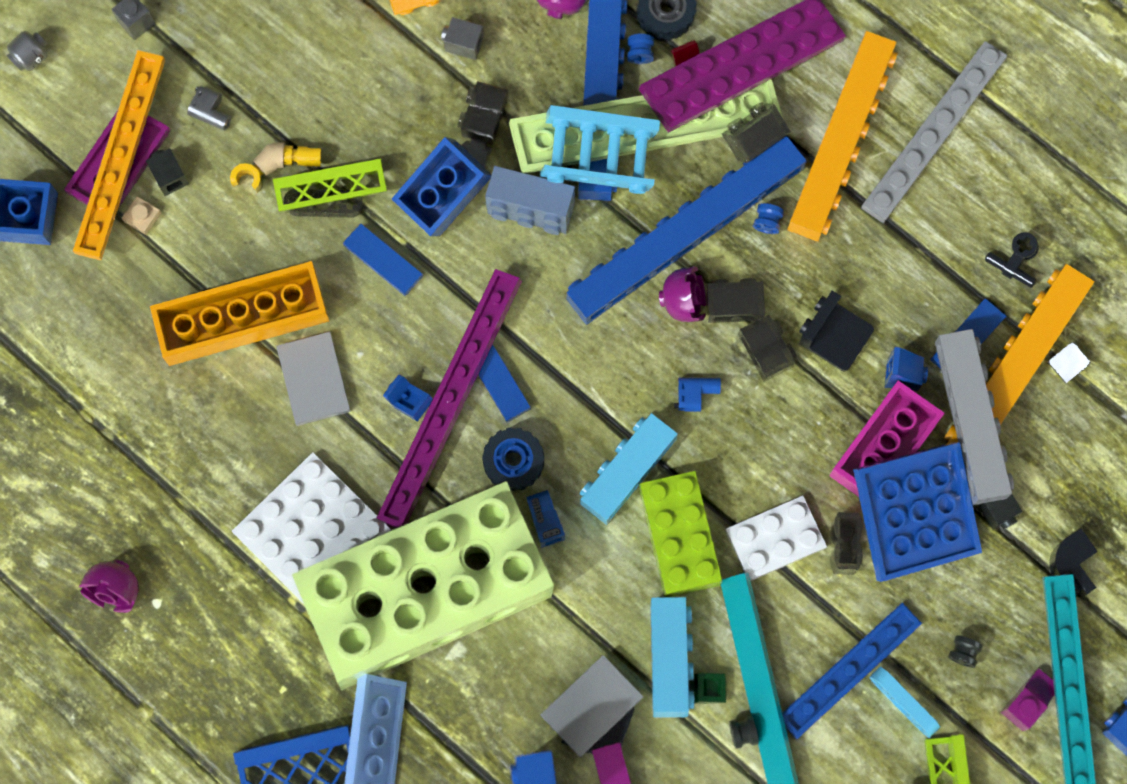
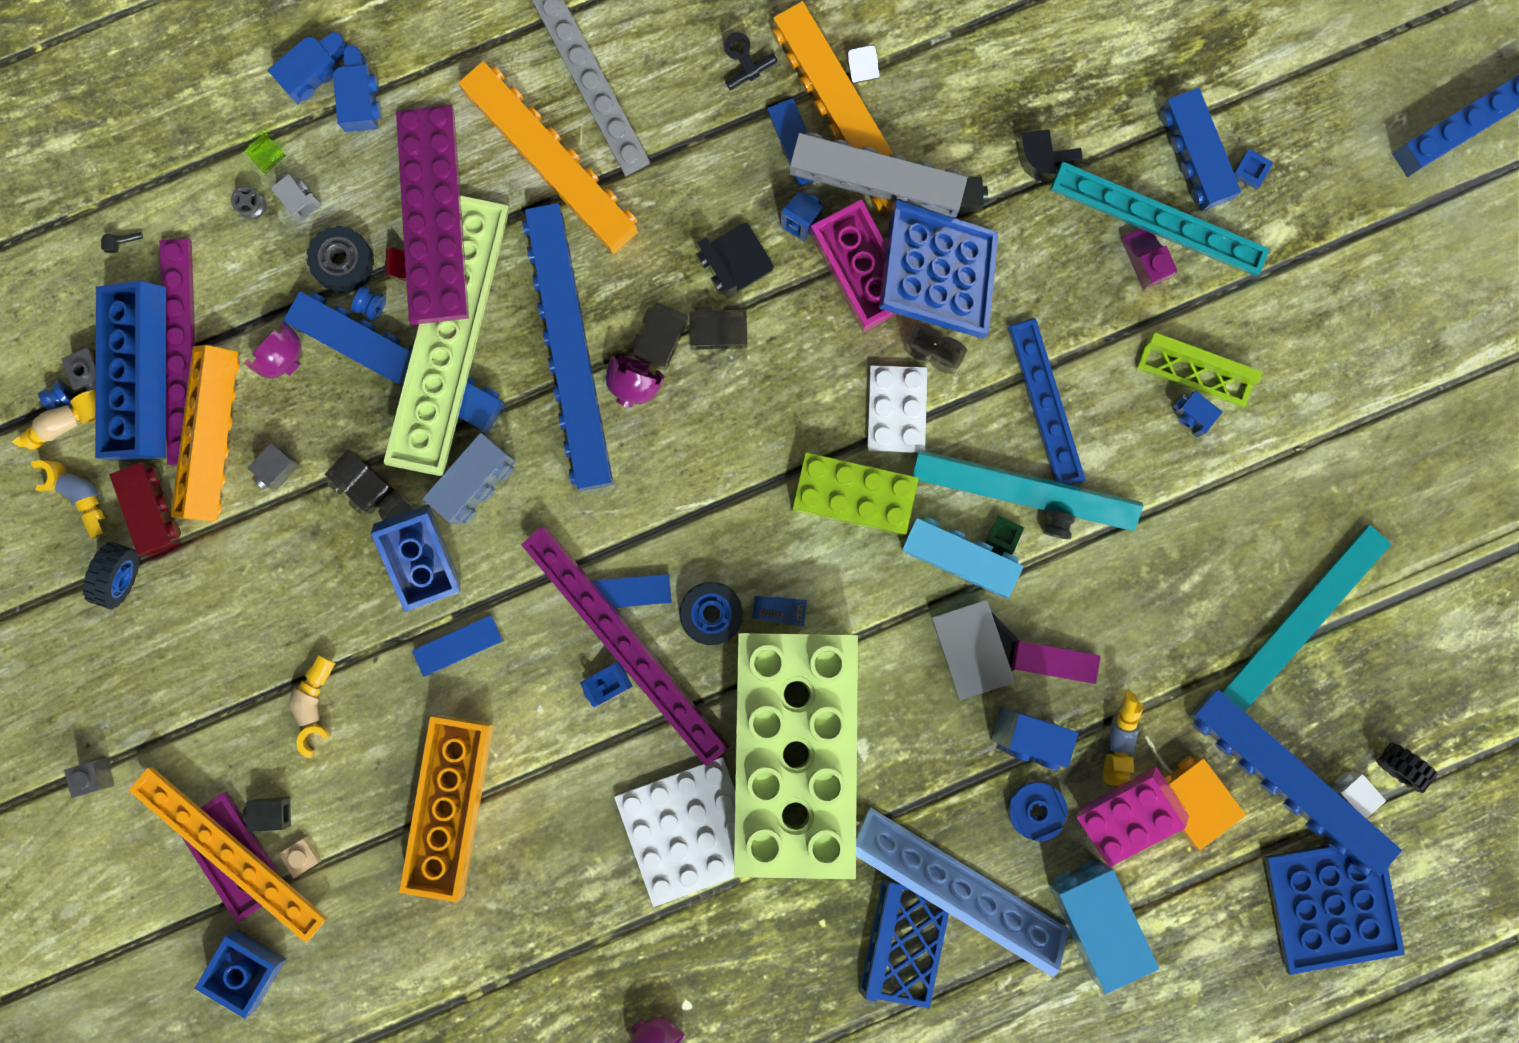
camera: 65 degrees left, 10 degrees up
(27, 50) = (73, 898): flat silver head -> none
(205, 106) = (219, 748): flat silver piece -> none
(313, 379) = (542, 764): light grey tile -> none
(326, 176) = (349, 659): lime fence -> none
(329, 212) = (371, 699): clear smoke beam -> none
(615, 126) = (441, 365): medium azure fence -> none
(628, 468) = (770, 511): medium azure brick -> none
(690, 392) = (723, 417): blue piece -> none
(755, 132) = (507, 236): clear smoke brick -> none
(768, 218) = (595, 266): blue wheel -> none
(904, 702) = (1098, 369): medium azure beam -> none
(965, 651) = (1079, 292): pearl dark grey wheel -> none

